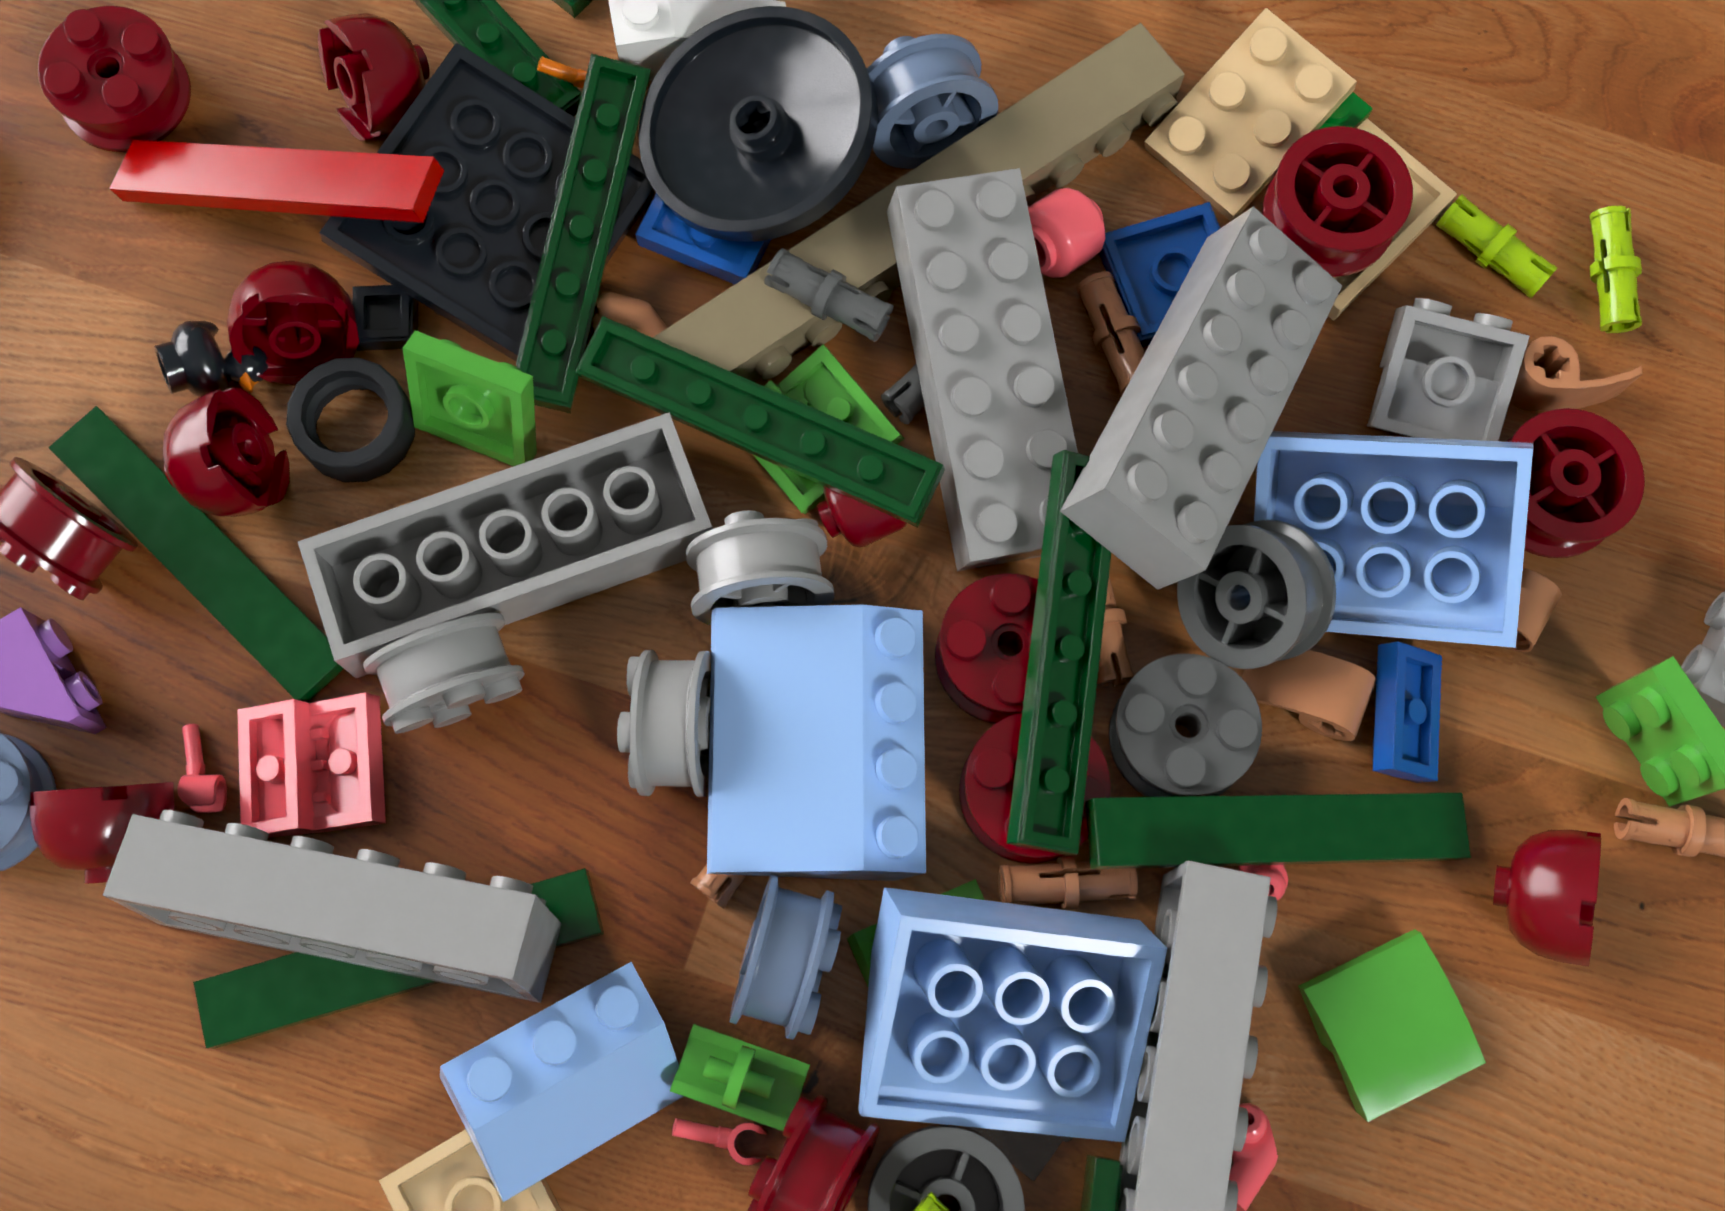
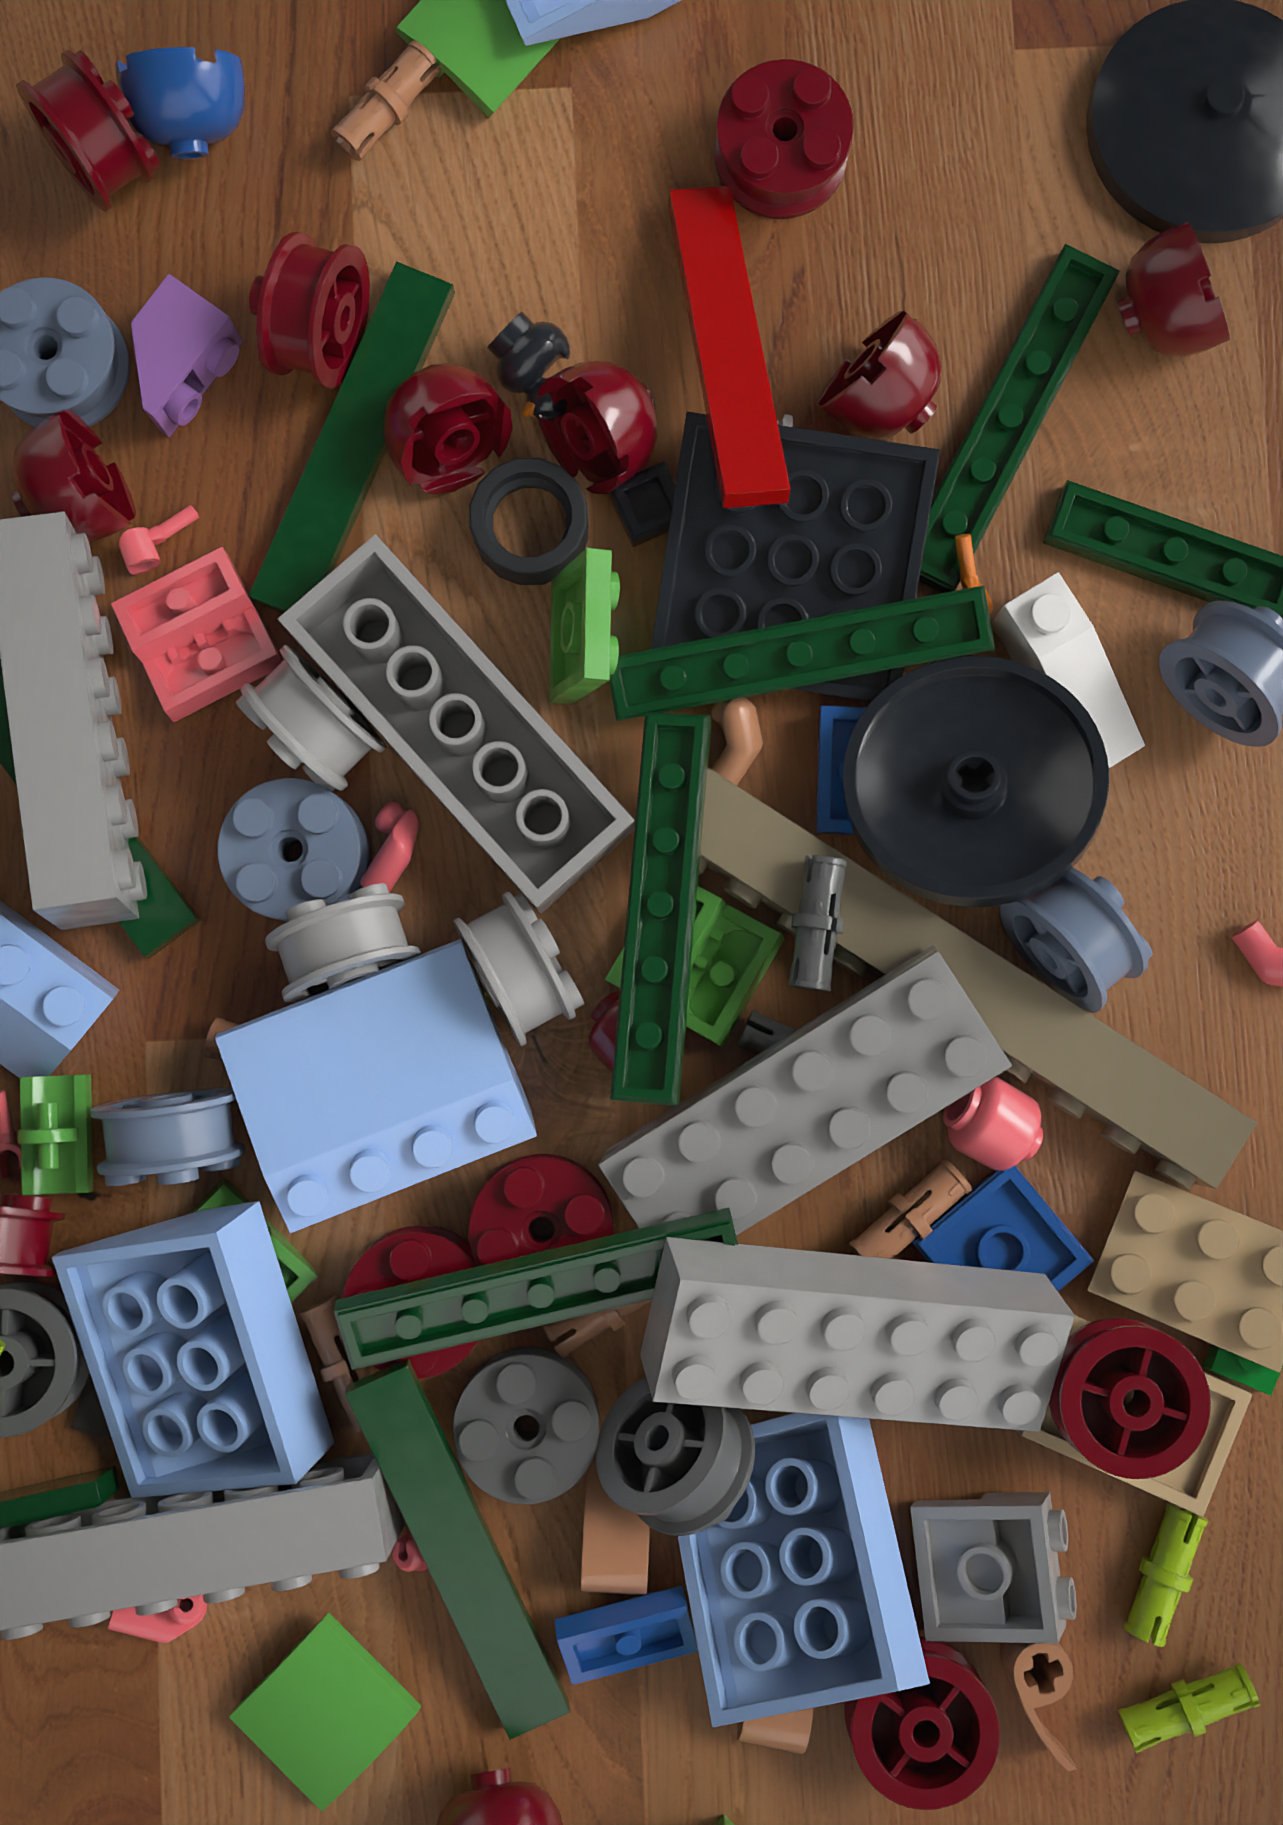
camera: 70 degrees right, 10 degrees up
(531, 723) = (266, 825): none -> sand blue wheel
(601, 650) = (397, 850): none -> coral arm

